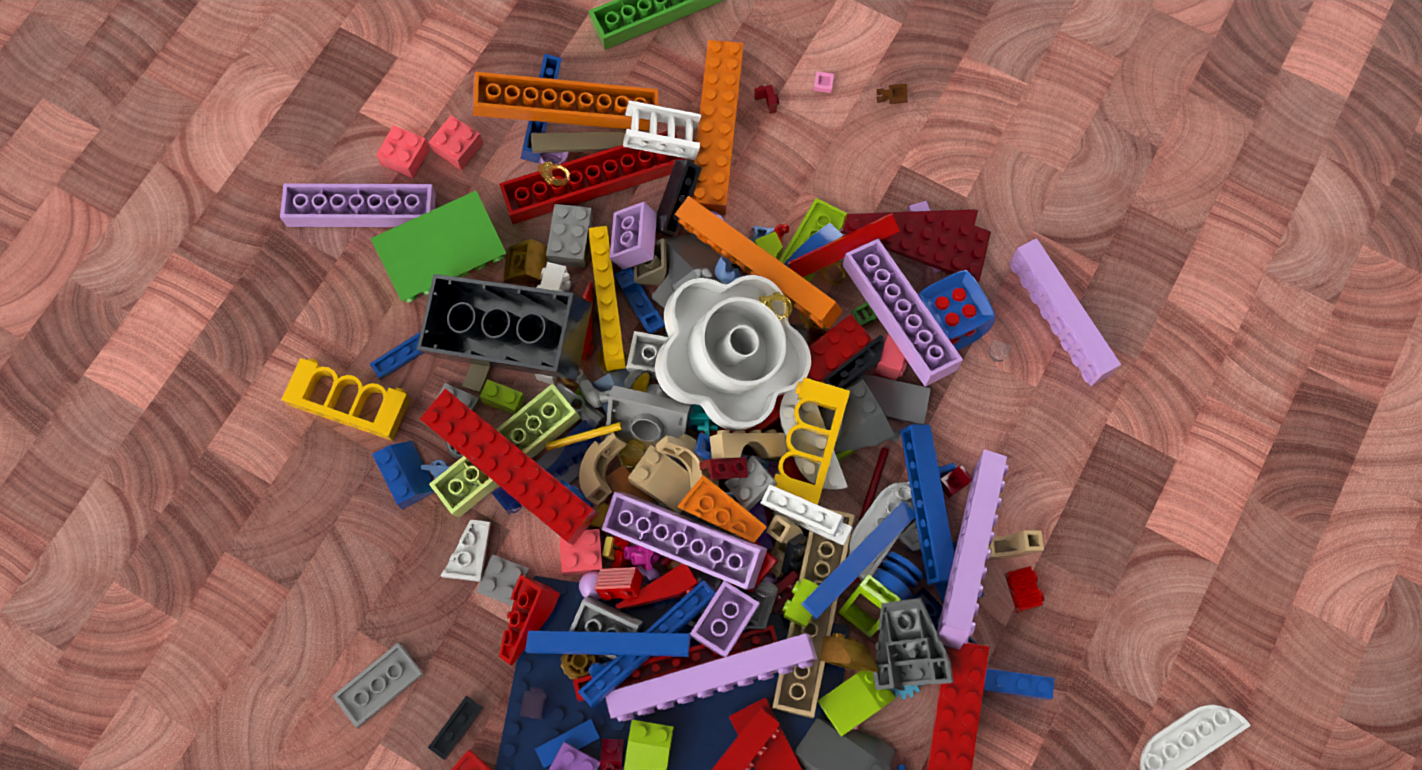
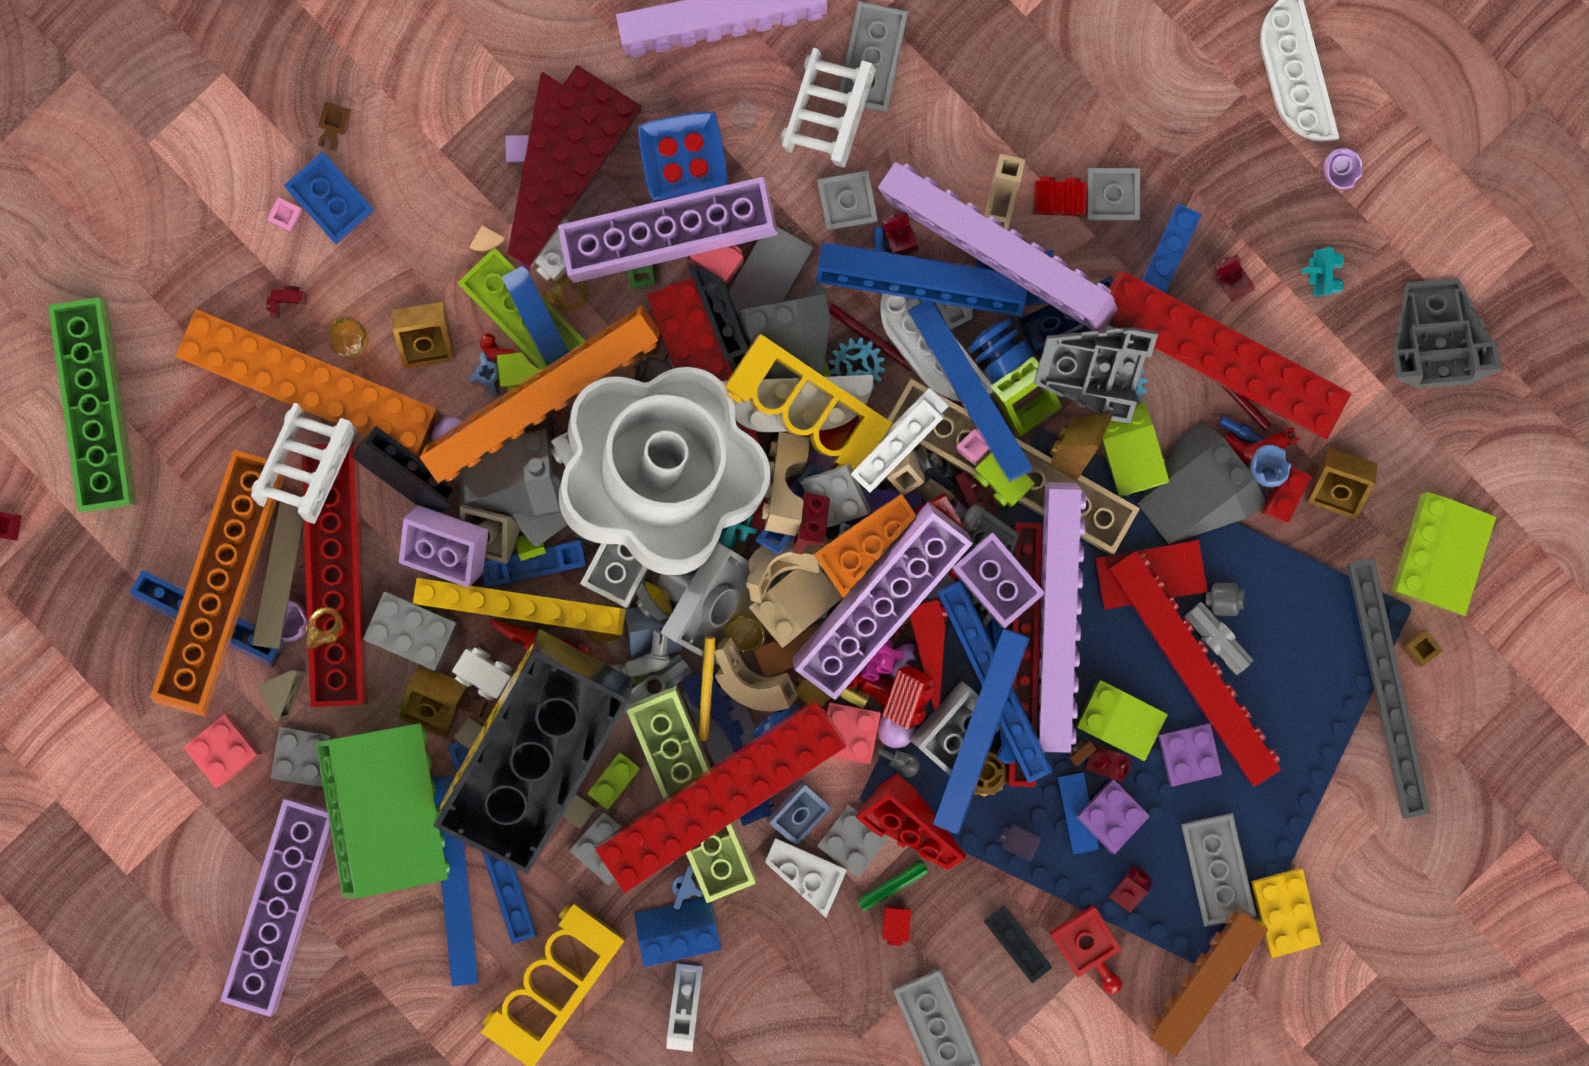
camera: 70 degrees left, 15 degrees up
(349, 494) = (684, 1007): none -> white slope
(379, 323) = (457, 904): none -> blue tile
(403, 151) = (214, 827): coral brick -> none
(447, 629) = (896, 925): none -> red brick
(462, 185) = (297, 756): none -> light grey plate
(477, 619) = (892, 886): none -> green axle
(502, 165) = (281, 693): none -> dark tan slope
(513, 533) = (799, 813): none -> sand blue slope
(570, 599) = (904, 763): none -> dark grey piece
(614, 728) = (1080, 751): none -> reddish brown plate
(647, 293) = (527, 550): none -> lime tile
(724, 271) = (546, 439): medium blue hair -> none
(756, 141) = (348, 337): none -> clear yellow hair
(769, 300) = (613, 401): clear yellow piece -> none
(773, 186) = (422, 335): none -> pearl gold slope
(818, 573) = (973, 448): none -> bright pink plate
(838, 248) = (551, 273): red tile -> none
(844, 105) = (329, 198): none -> blue plate
(850, 206) = (486, 240): none -> light nougat tile
(856, 479) = (865, 351): none -> medium azure gear
(965, 438) = (847, 201): none -> light grey plate
(1013, 740) = (1233, 278): none -> dark red bracket
(1018, 419) = (846, 125): none -> white fence
(1041, 629) = (1113, 194): none -> light grey plate
(1073, 426) = (878, 40): none -> light grey tile

